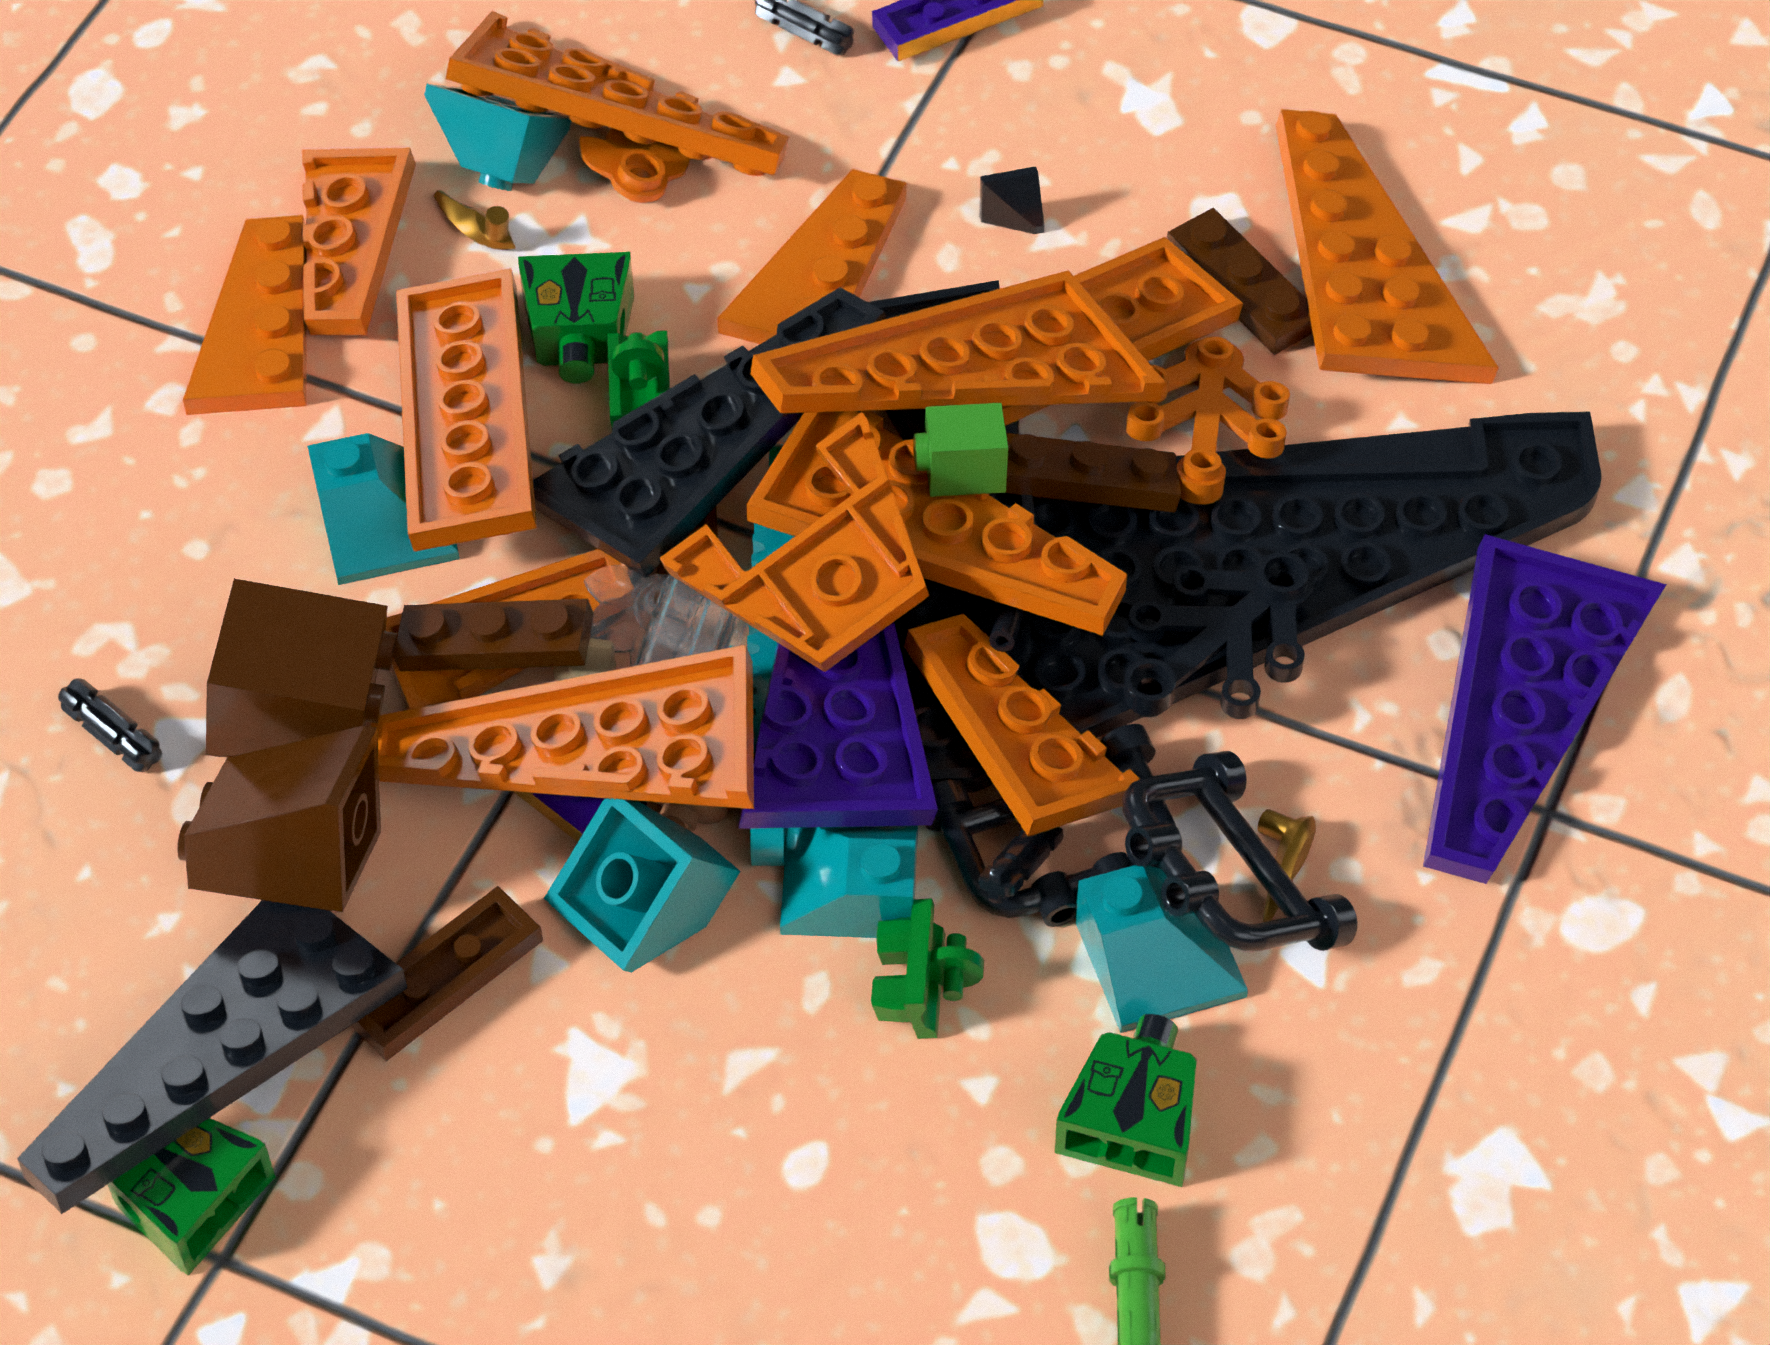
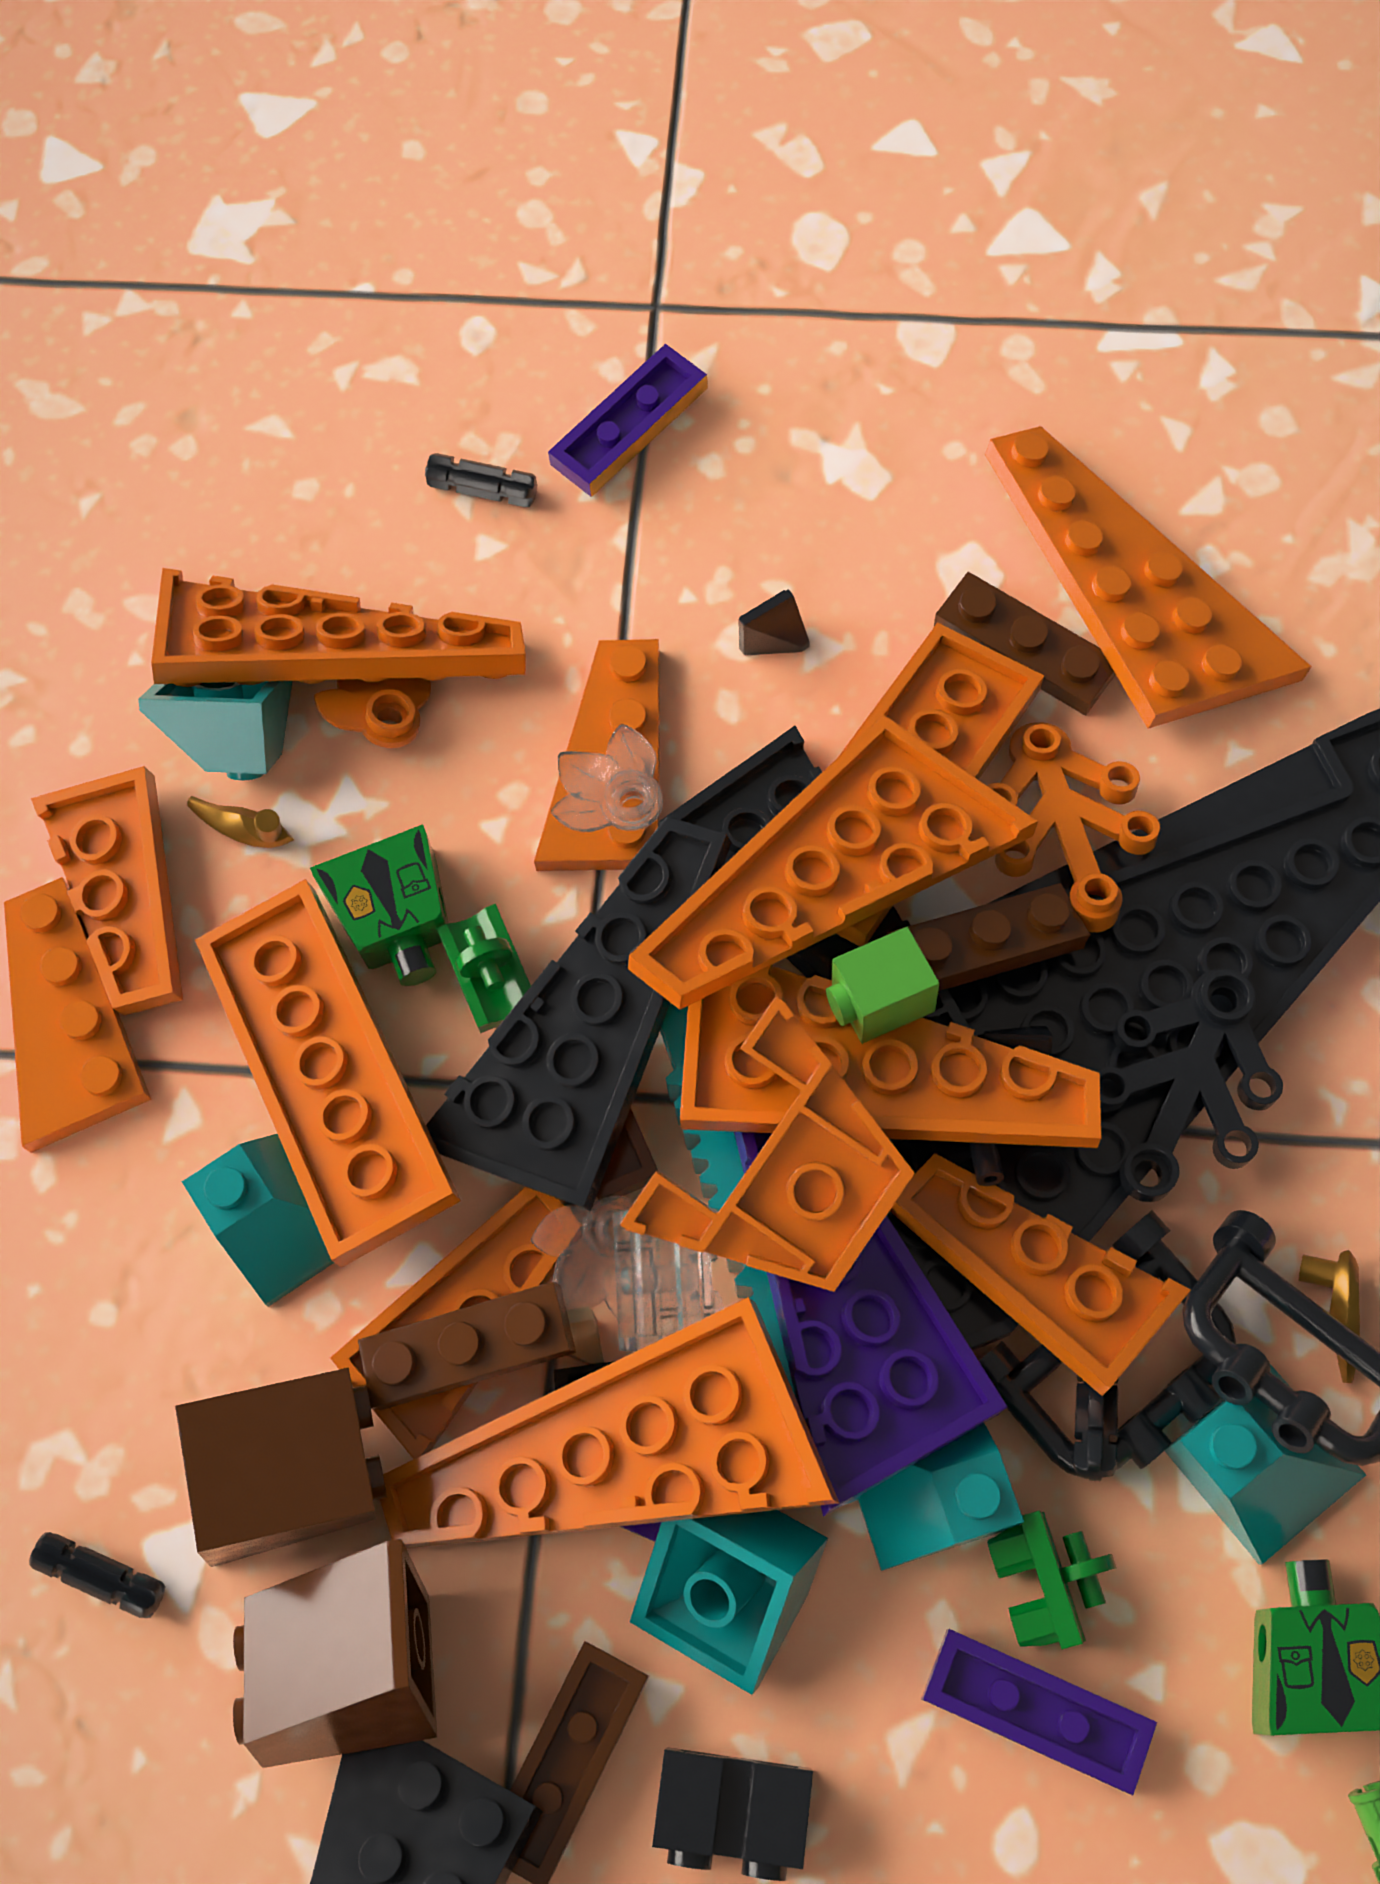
camera: 15 degrees left, 15 degrees up
(568, 1045) = (732, 1810): none -> black brick
(804, 272) = (602, 783): none -> clear plate
(867, 1063) = (1039, 1711): none -> dark purple plate

